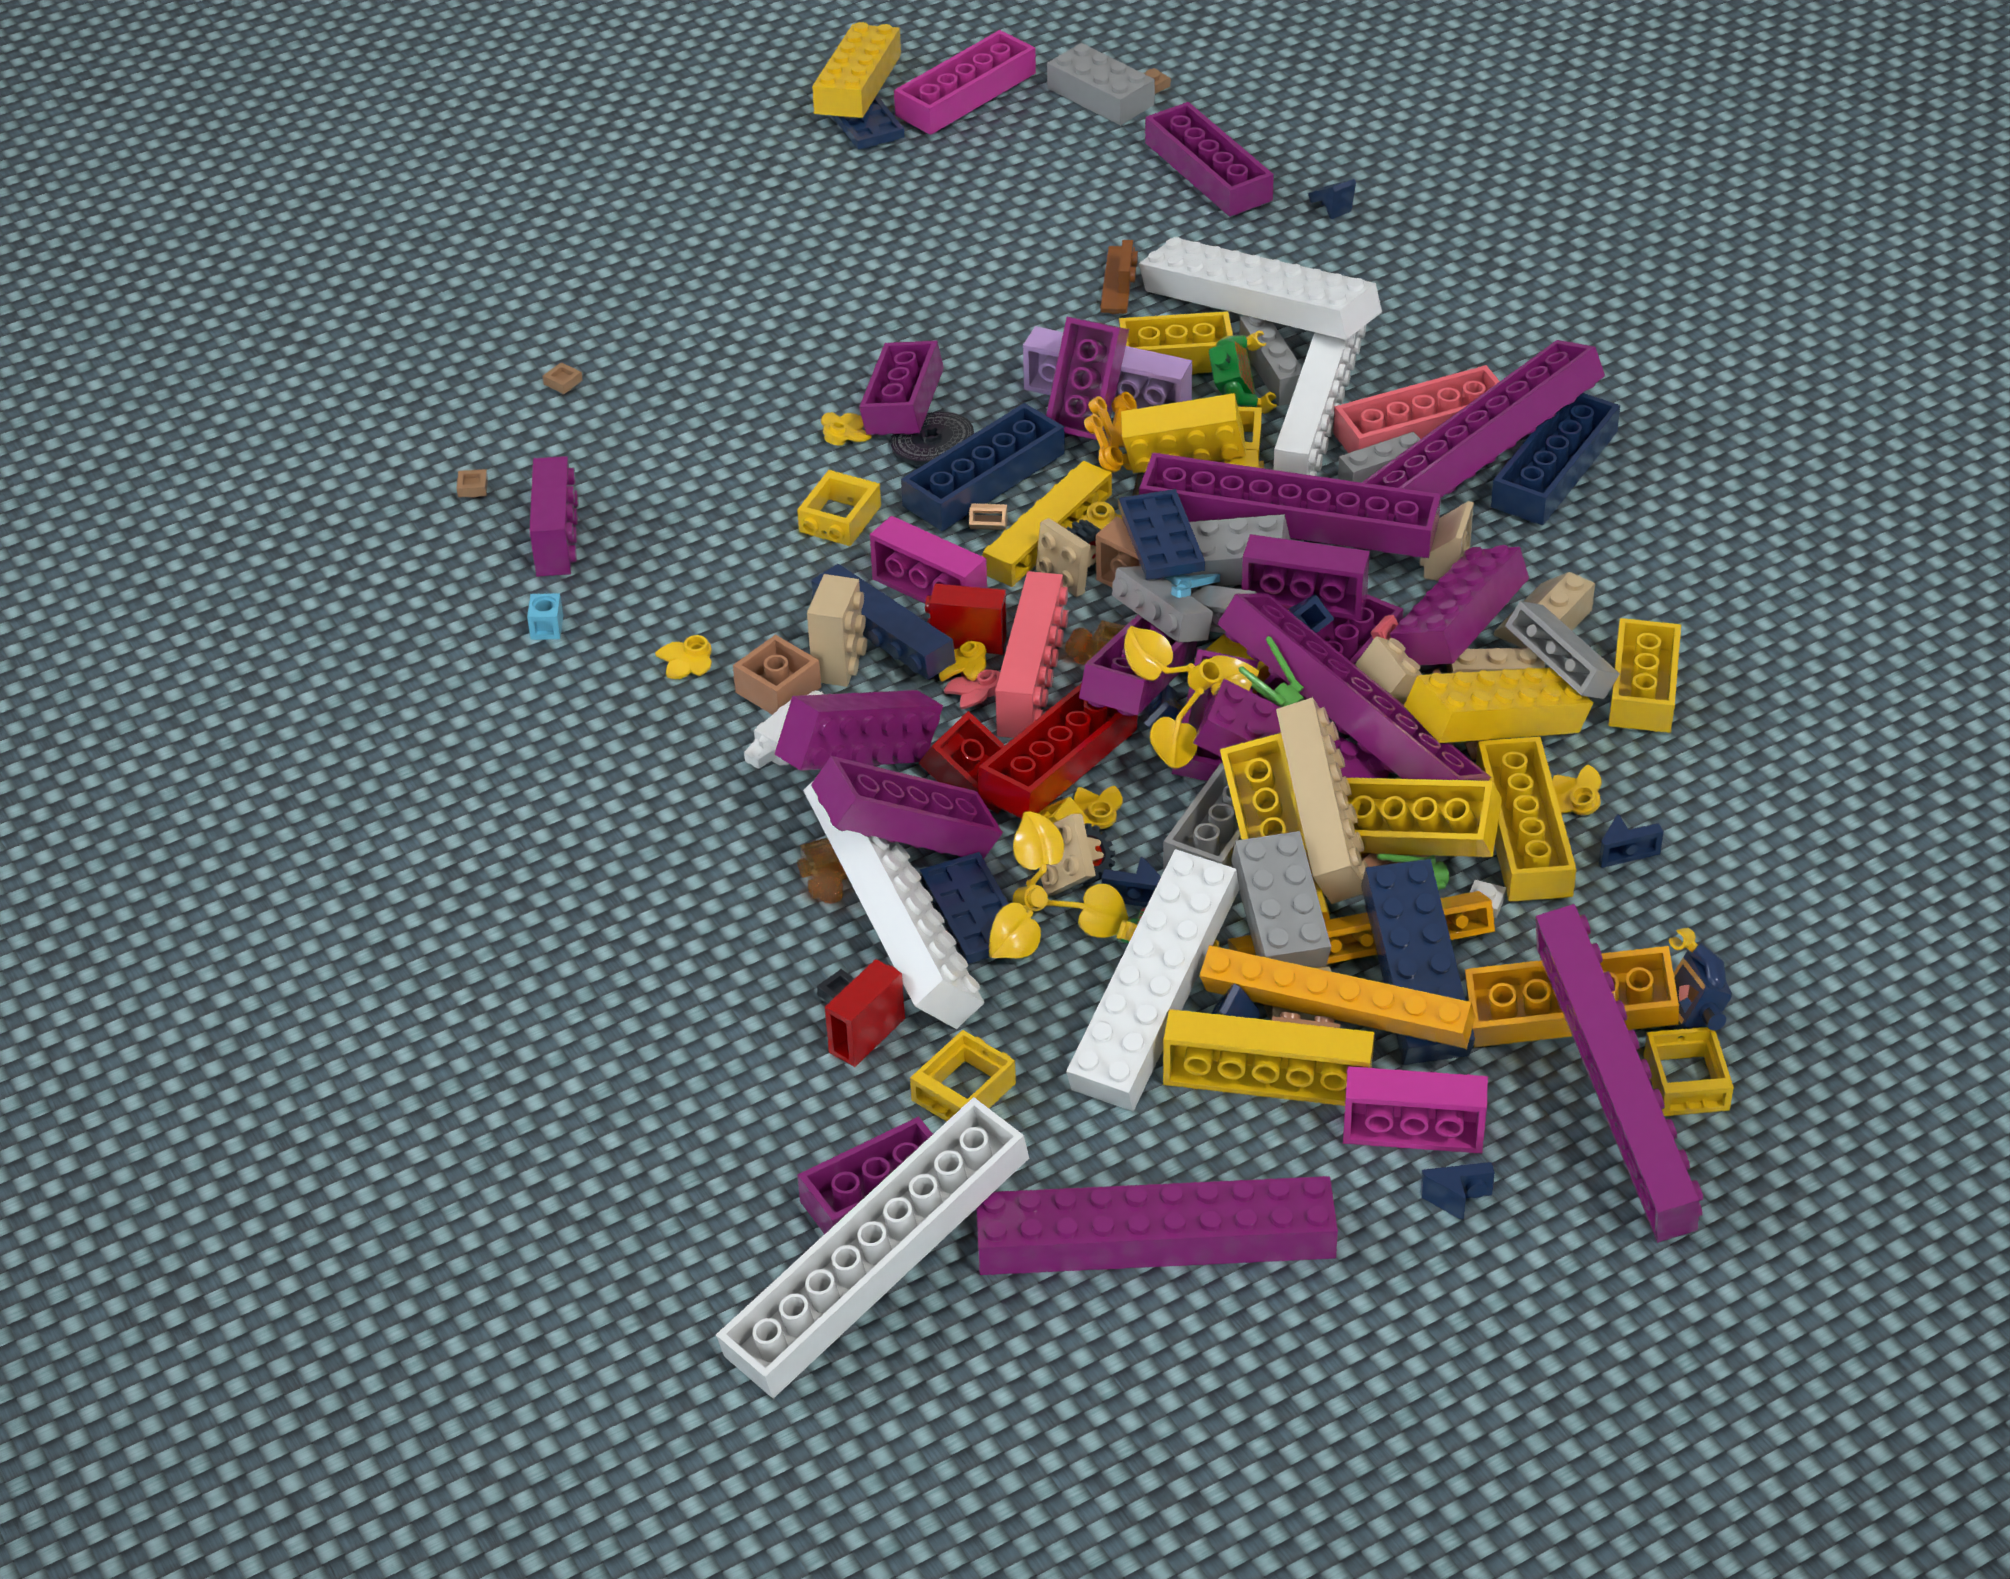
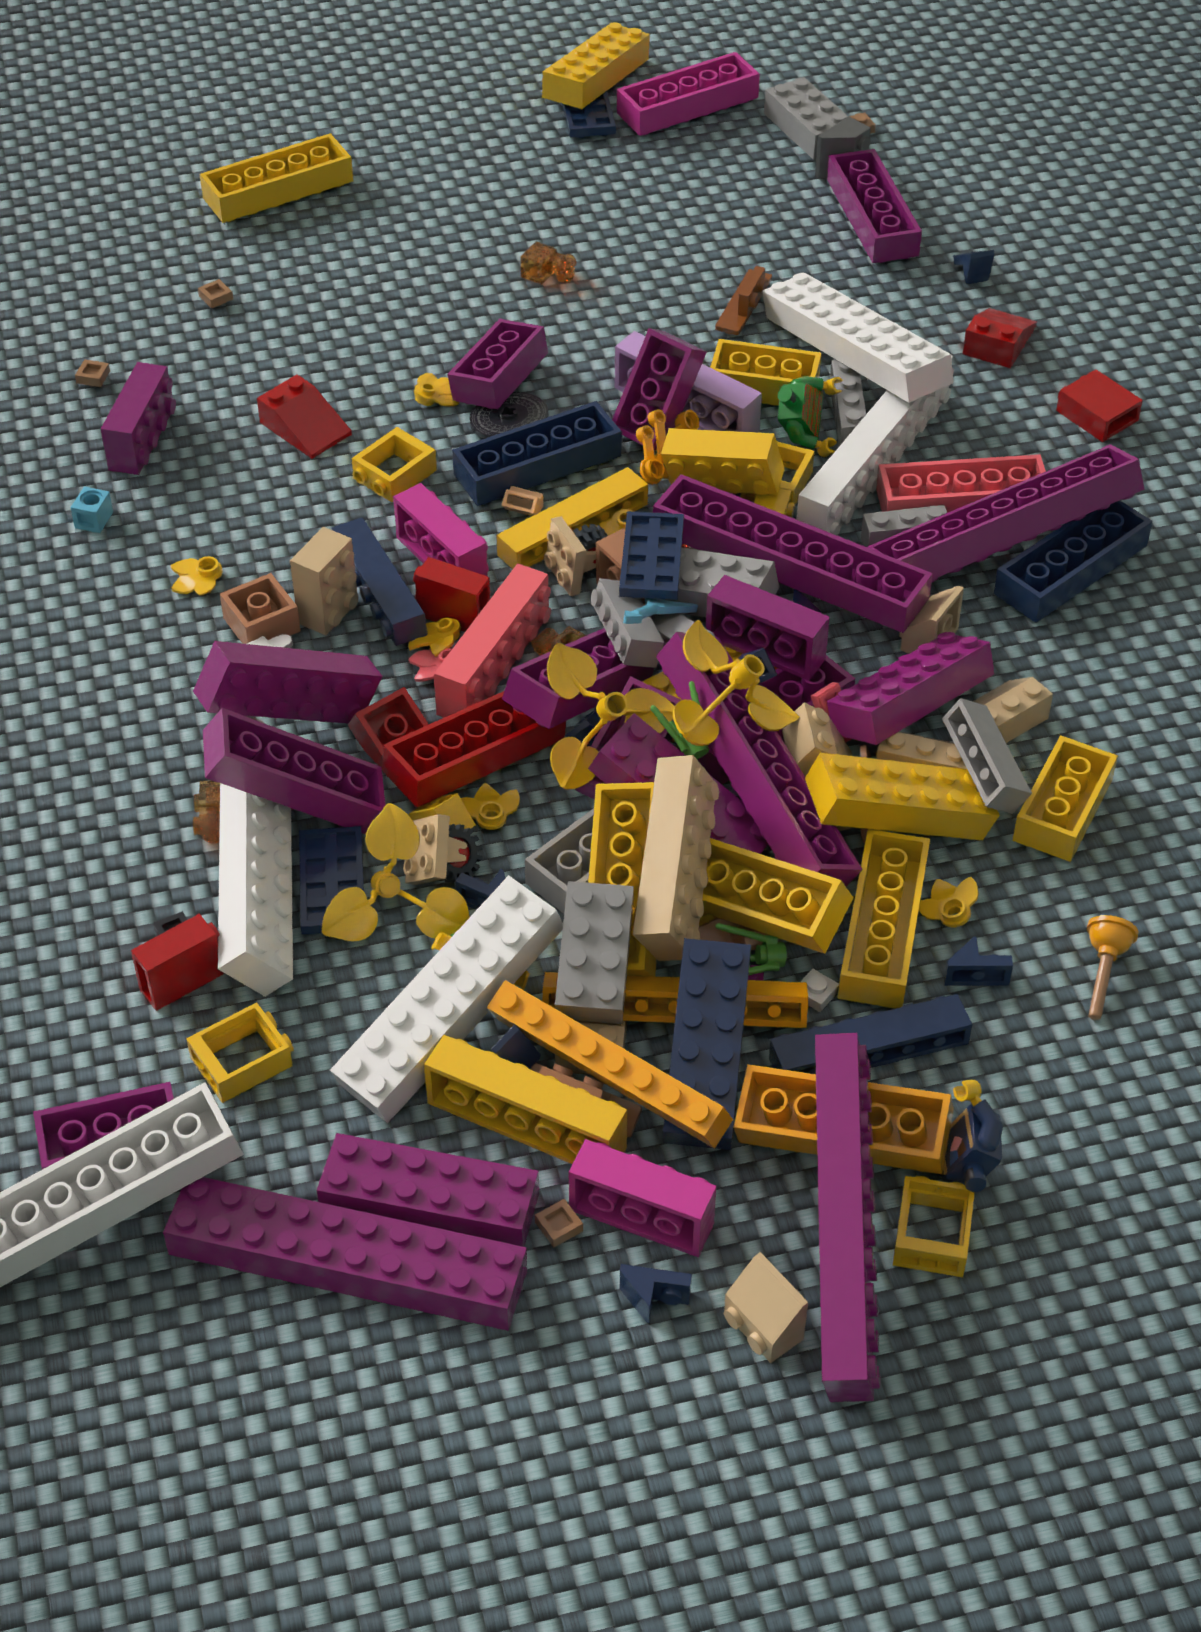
camera: 15 degrees right, 5 degrees up
(571, 248) = (276, 177): none -> yellow brick
(719, 481) = (302, 416): none -> red slope
(895, 277) = (543, 260): none -> clear orange brick
(1152, 97) = (841, 138): none -> dark grey slope
(1209, 1148) = (430, 1188): none -> magenta brick
(1321, 619) = (707, 653): none -> yellow plant
(1342, 1153) = (559, 1223): none -> medium nougat plate
(1388, 263) = (997, 337): none -> red slope
(1515, 309) = (1099, 405): none -> red brick
(1572, 1173) = (766, 1309): none -> tan slope
(1605, 903) = (887, 1034): none -> dark blue brick
(1741, 787) = (1111, 938): none -> light orange piece

